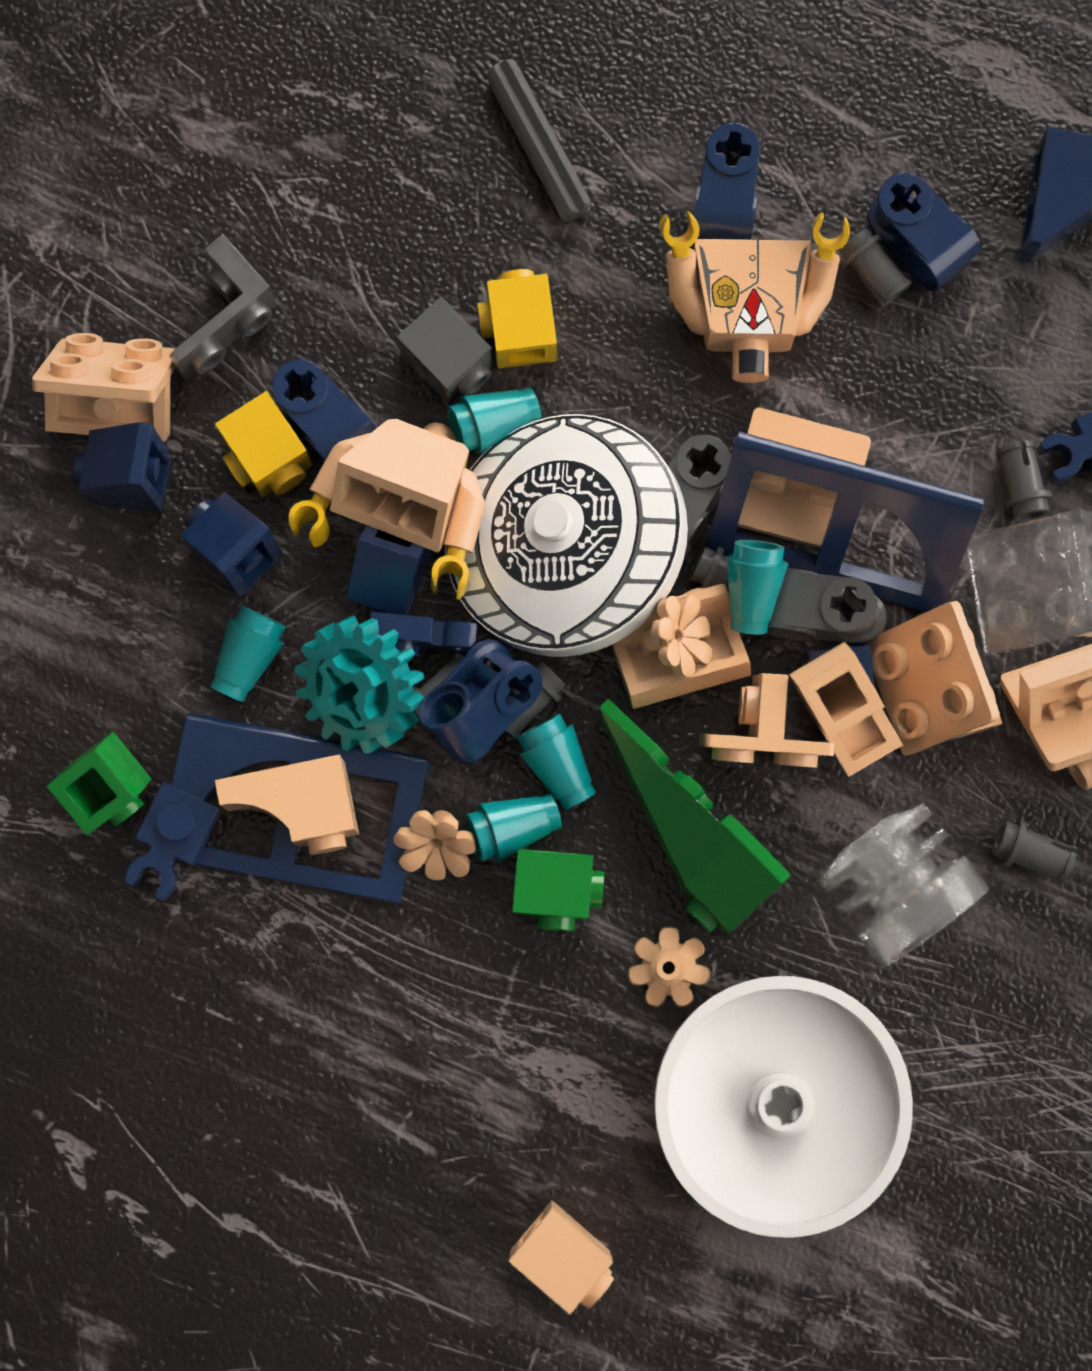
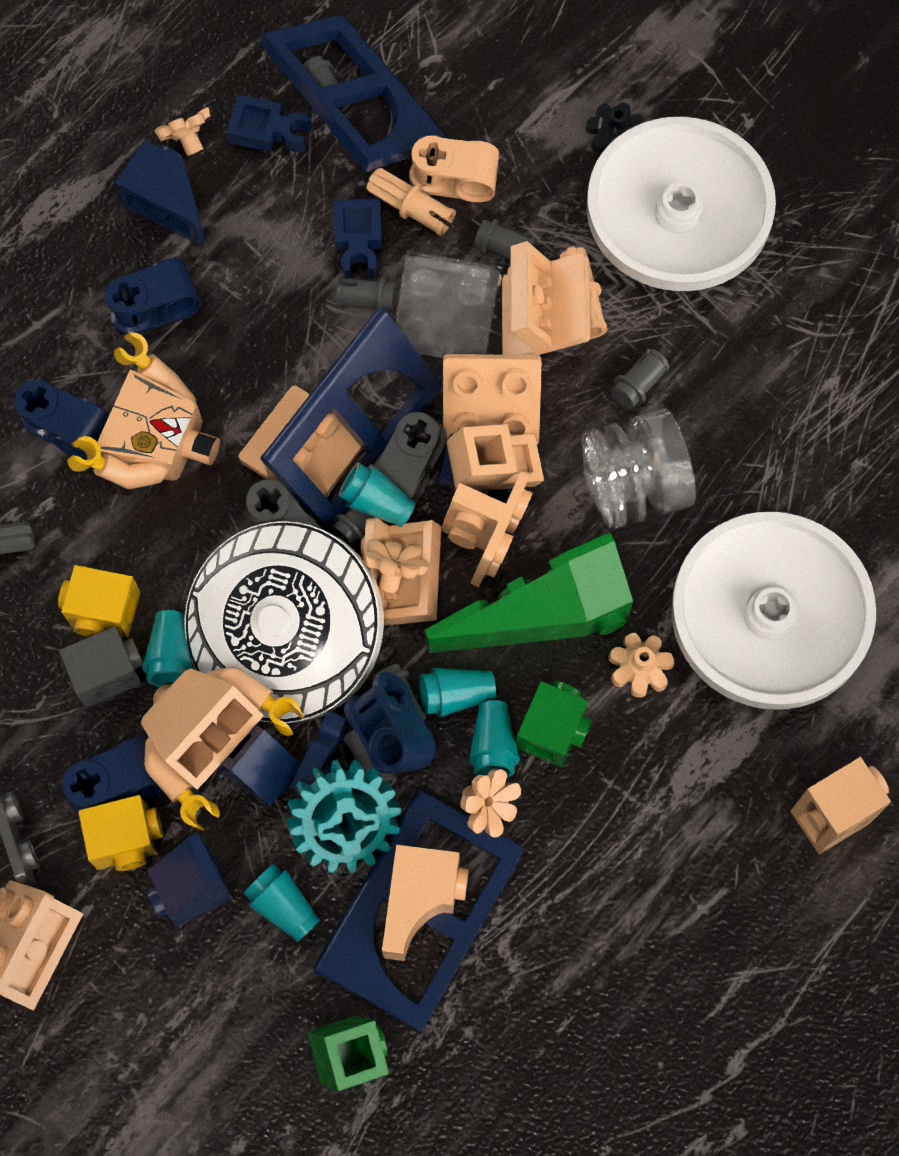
camera: 70 degrees left, 10 degrees down
(124, 468) = (92, 950): dark blue slope -> none
(175, 829) = (407, 1007): dark blue plate -> none
(874, 267) = (169, 337): dark grey pin -> none

